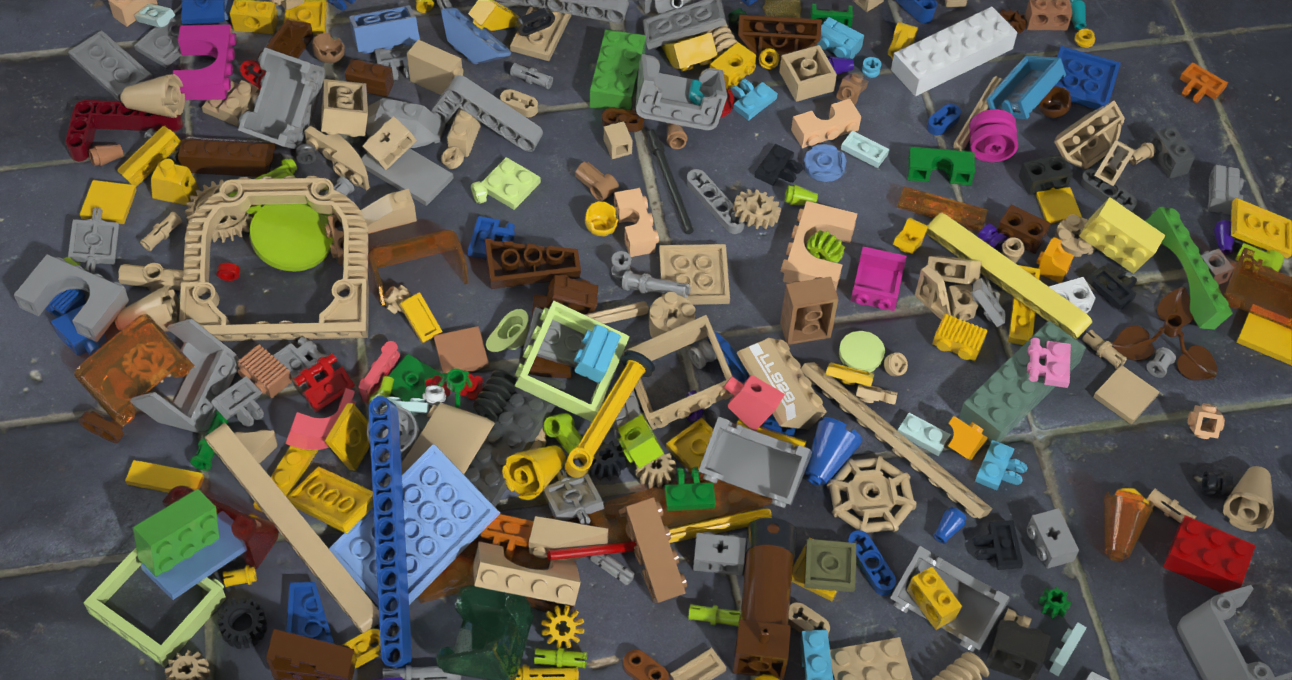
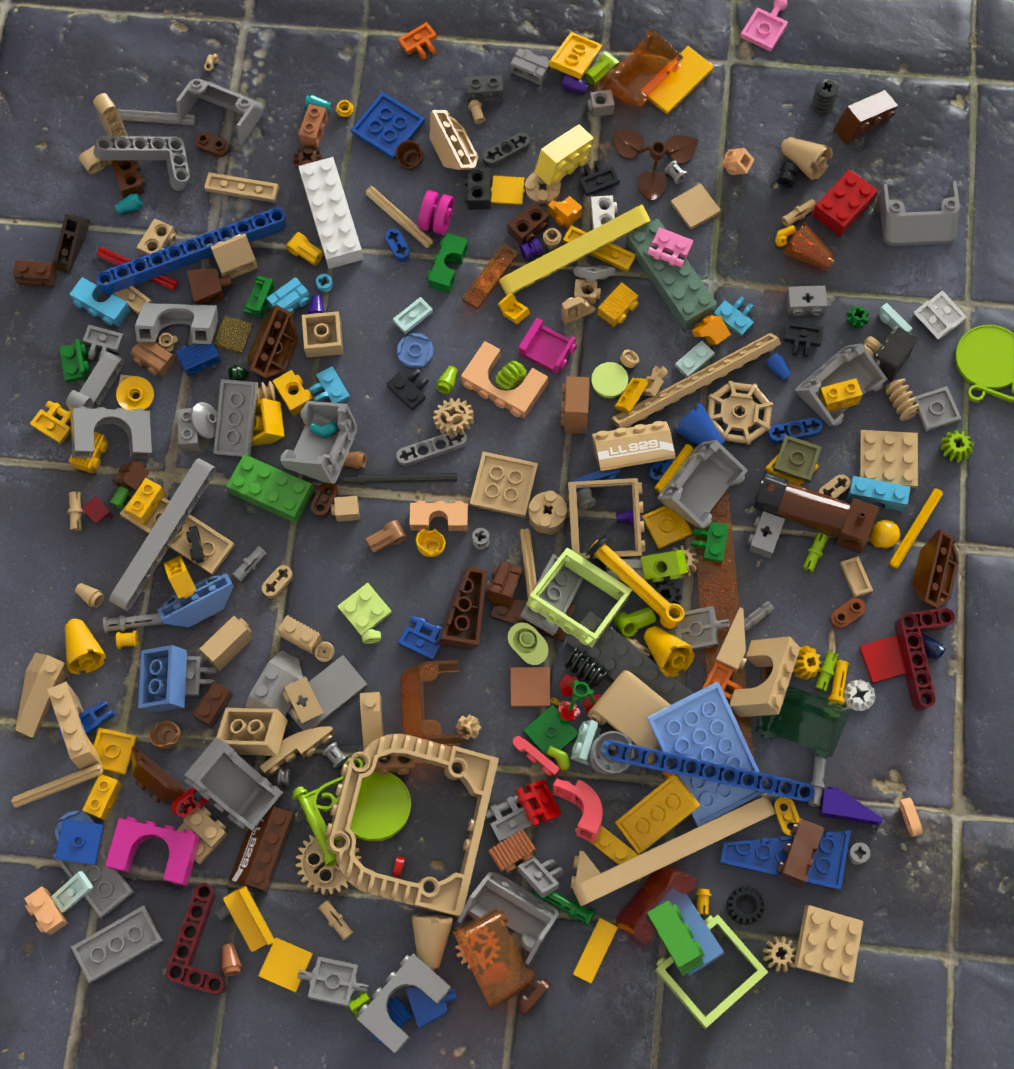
camera: 70 degrees left, 15 degrees up
(150, 276) = (381, 944): tan piece -> none
(156, 96) = (193, 900): tan cone -> none
(173, 183) = (288, 901): yellow torso -> none
(349, 437) = (601, 788): yellow tile -> none
(420, 317) = (493, 711): yellow tile -> none
(434, 395) = (577, 711): white plate -> none
(489, 111) = (289, 611): light grey beam -> none
(591, 550) = (747, 624): red bar -> none
(597, 353) = (585, 574): medium azure brick -> none
(647, 284) = (506, 523): light grey pin -> none
(654, 550) = (757, 580): medium nougat wedge -> none
(717, 525) = (739, 534): yellow axle -> none
(753, 400) = (657, 468): coral torso -> none
(769, 52) = (296, 361): yellow plate -> none
(812, 130) = (377, 322): light nougat arch -> none
(851, 87) = (344, 304): medium nougat bracket -> none
(956, 269) = (560, 286): tan brick -> none
(1026, 85) = (390, 170): dark azure door -> none
(1104, 349) = (655, 206): tan pin -> none
(1114, 162) = (487, 132): tan torso -> none
(1206, 299) = (634, 119): bright green arch -> none

